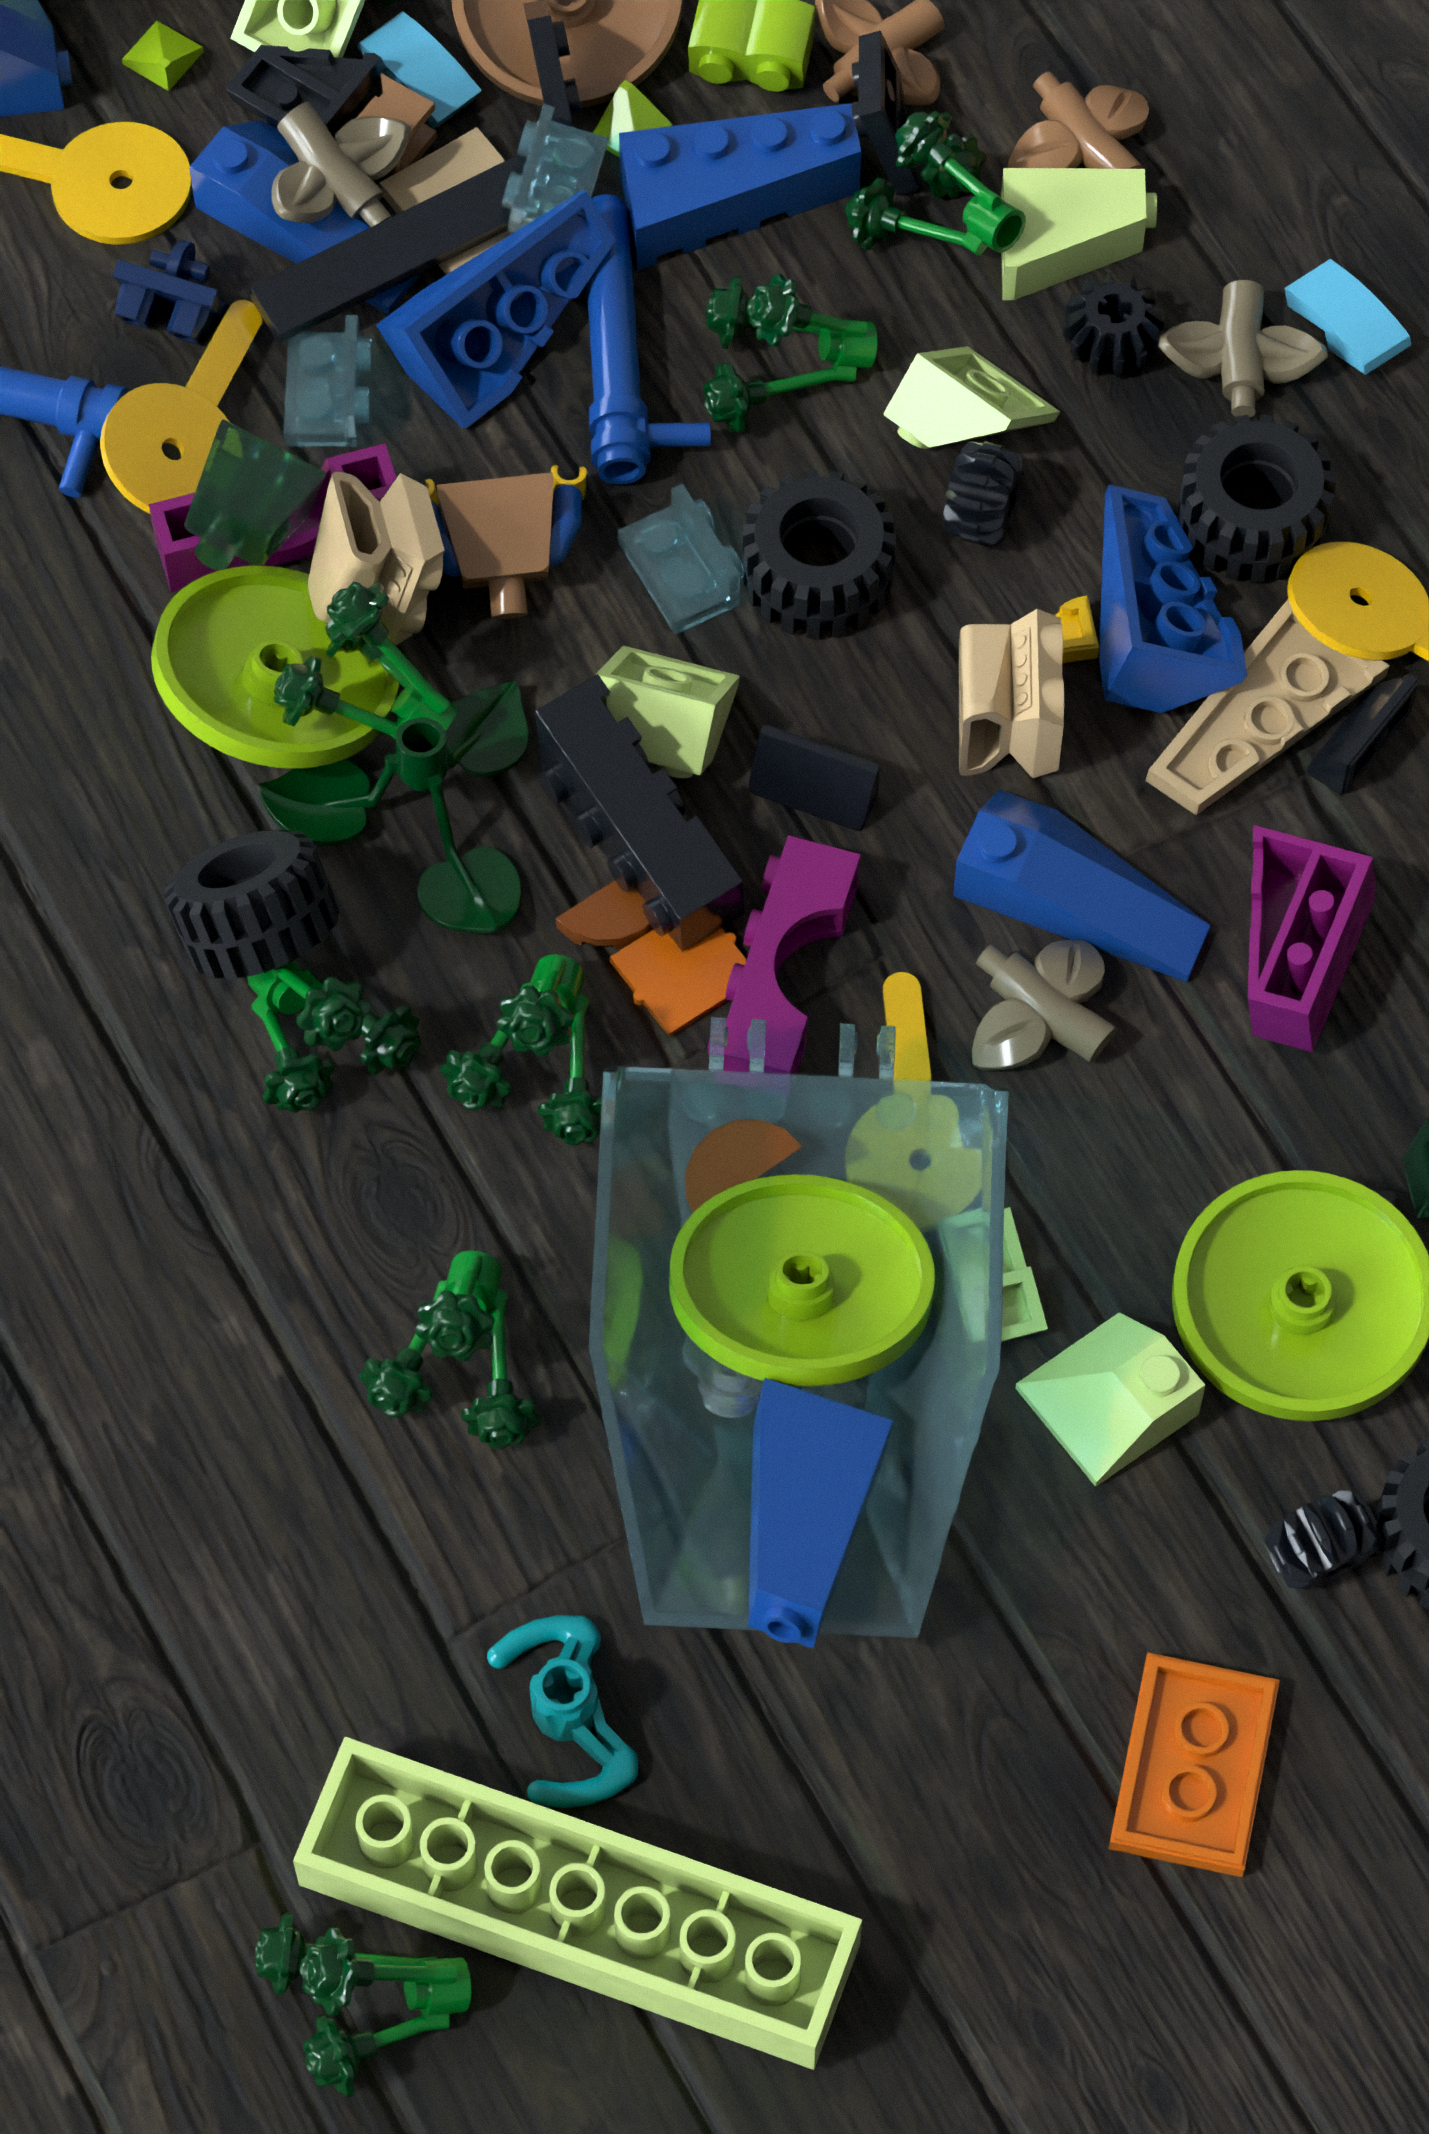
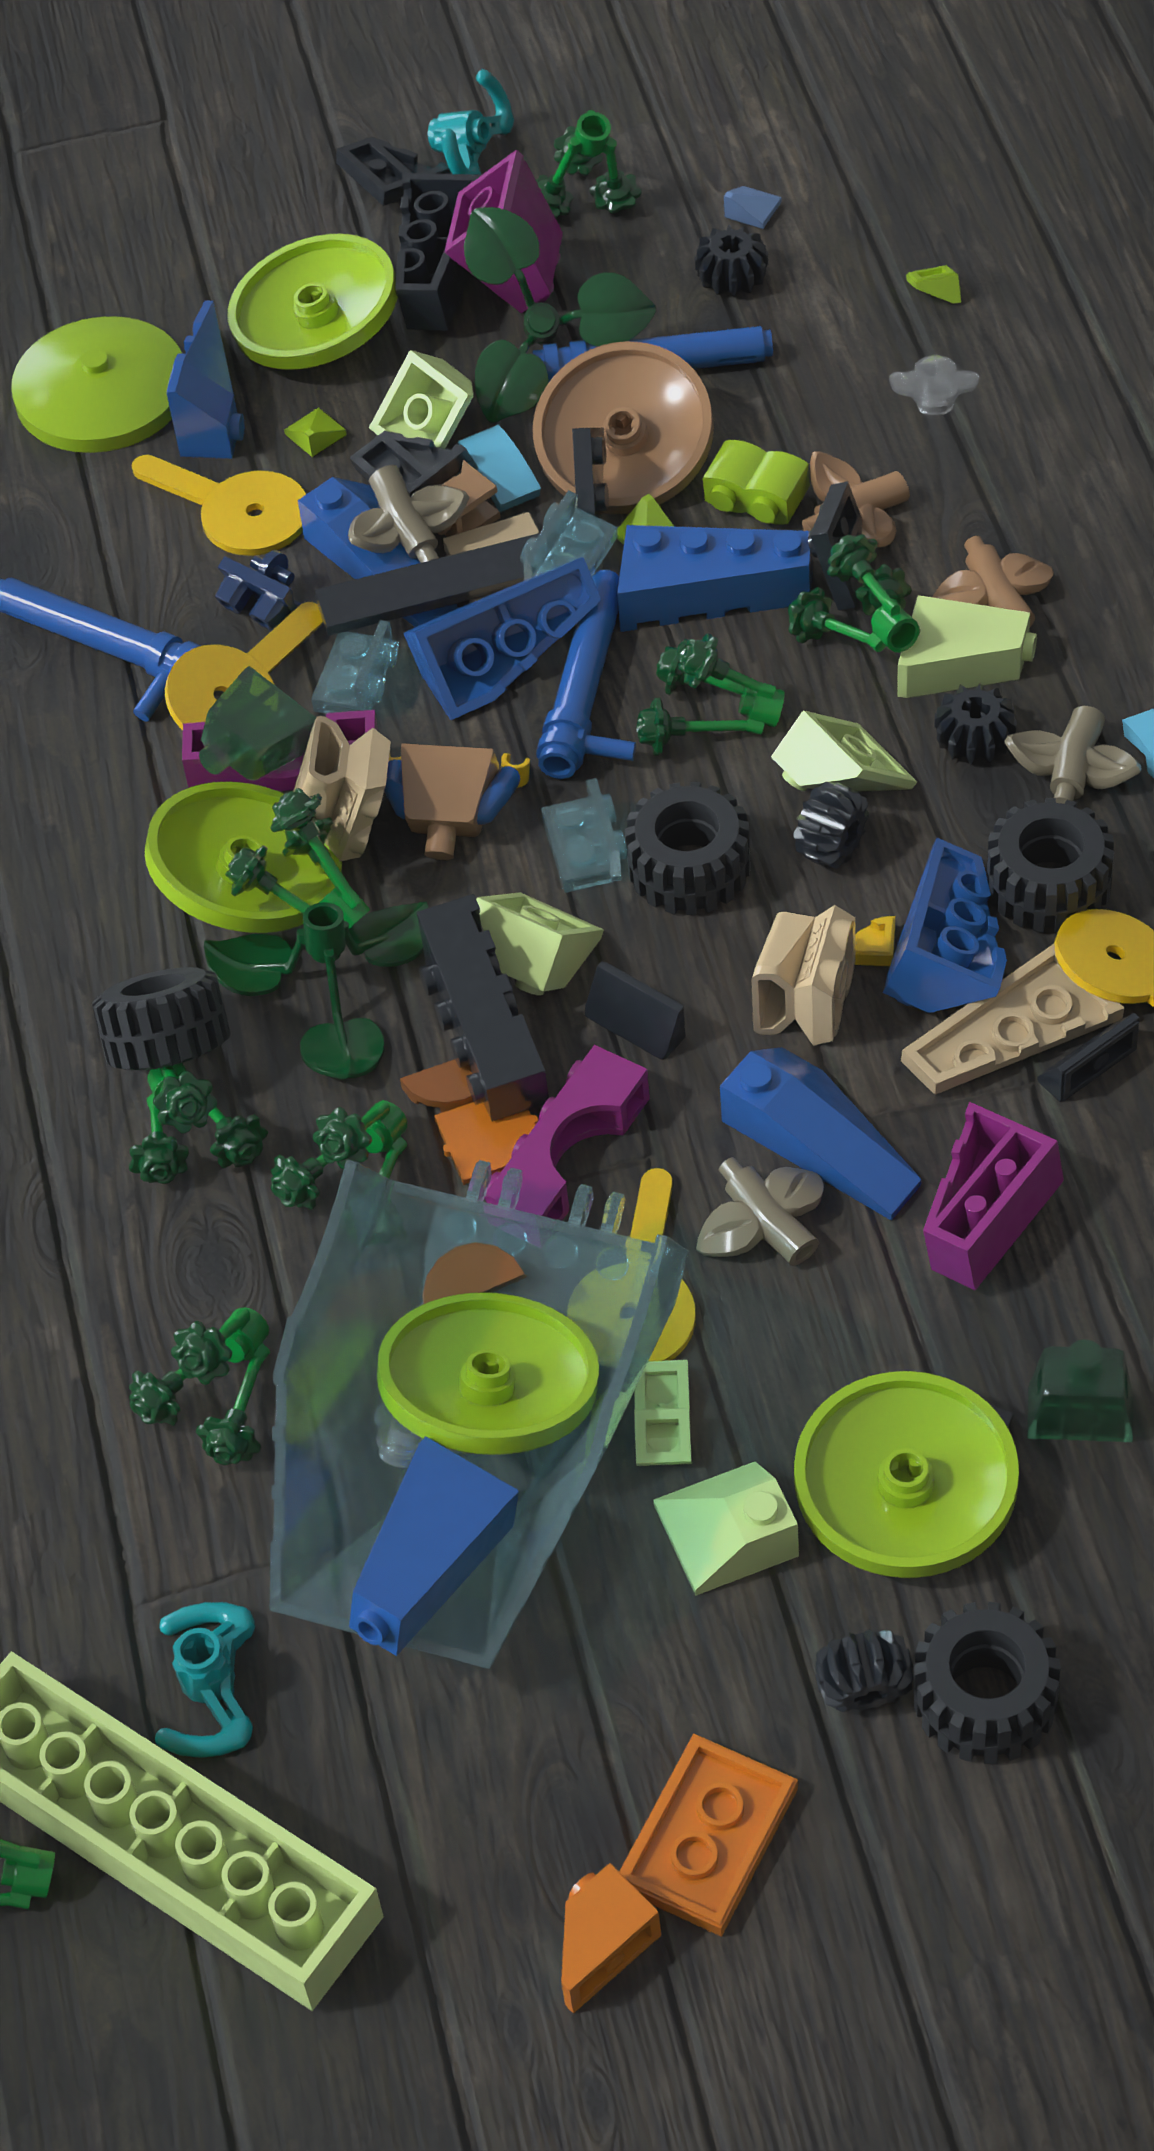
camera: 20 degrees right, 10 degrees down
(1115, 1904) = (603, 1933): none -> orange slope

